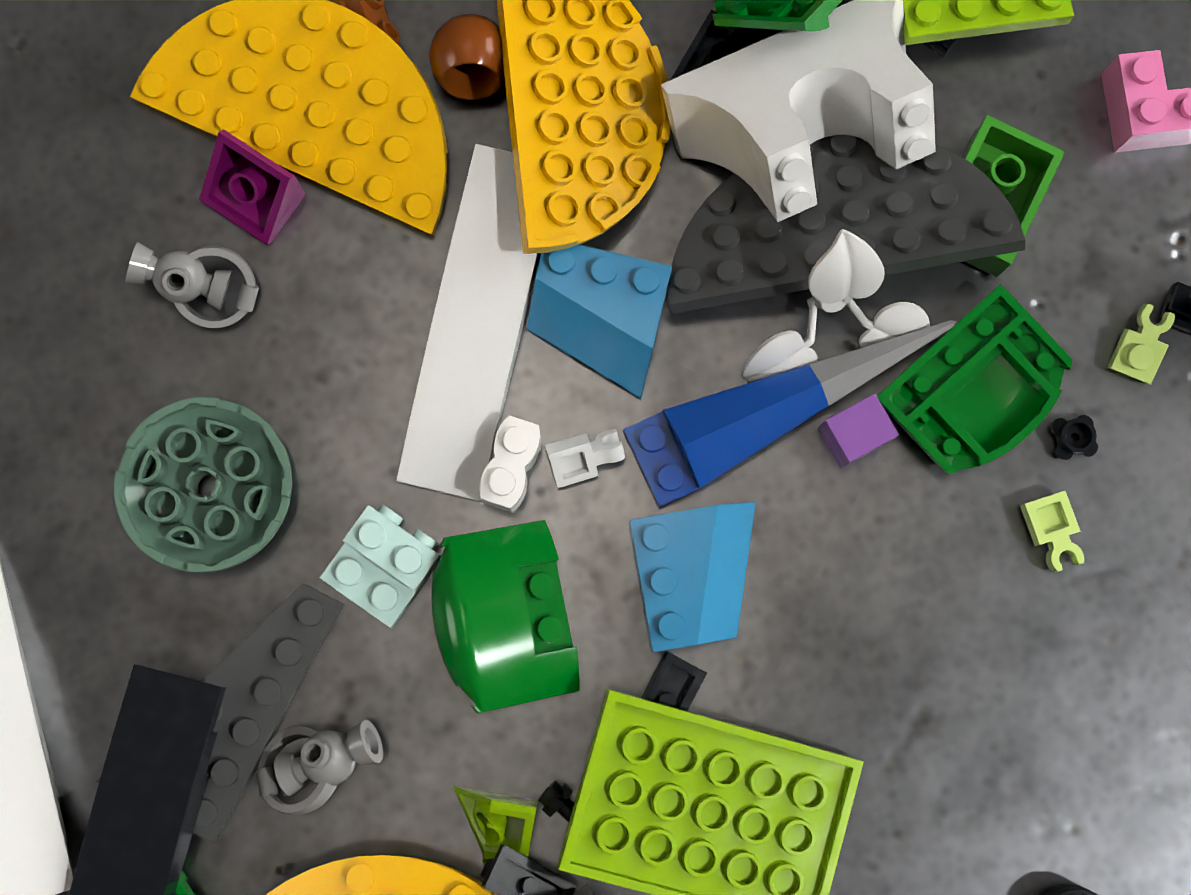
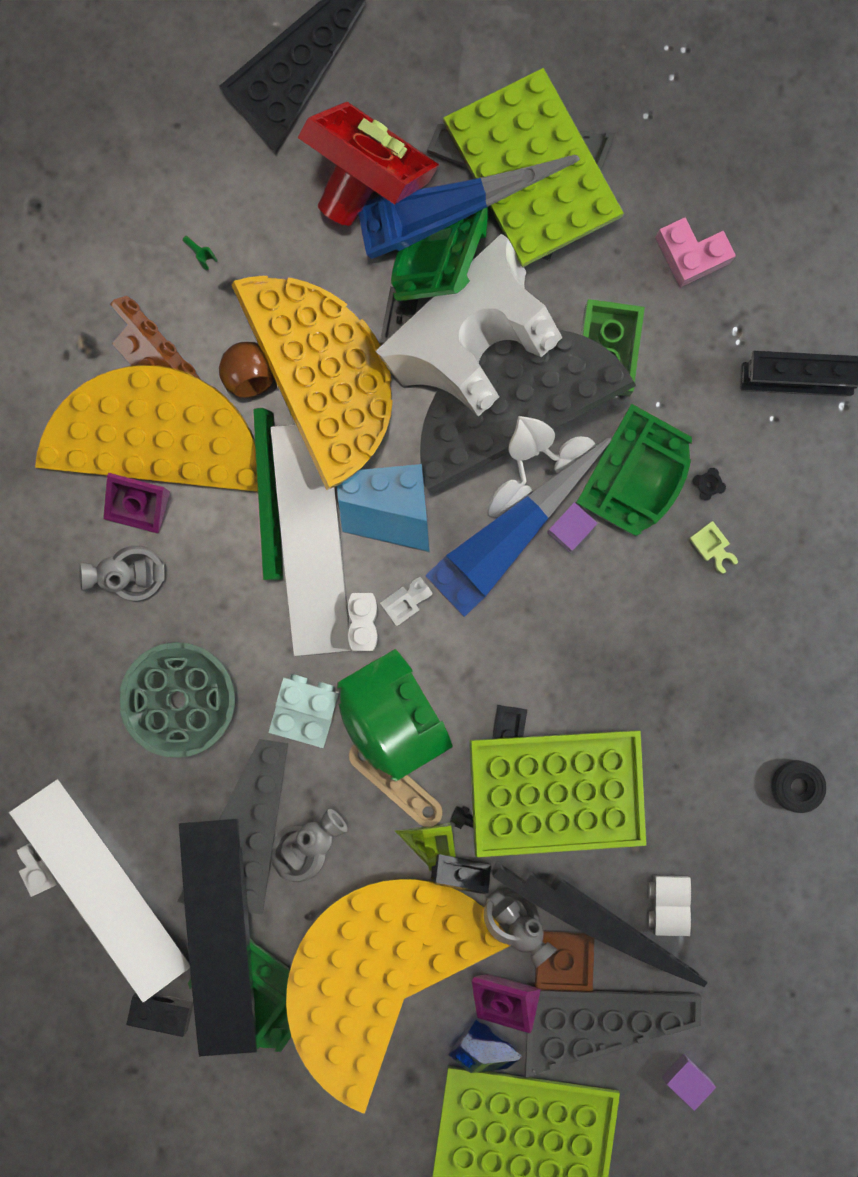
camera: 20 degrees left, 5 degrees up
(427, 276) = (267, 496): none -> green tile
(484, 733) = (404, 792): none -> tan plate
(692, 573) = (498, 651): dark azure wedge -> none
(1140, 352) = (733, 416): yellowish green plate -> none

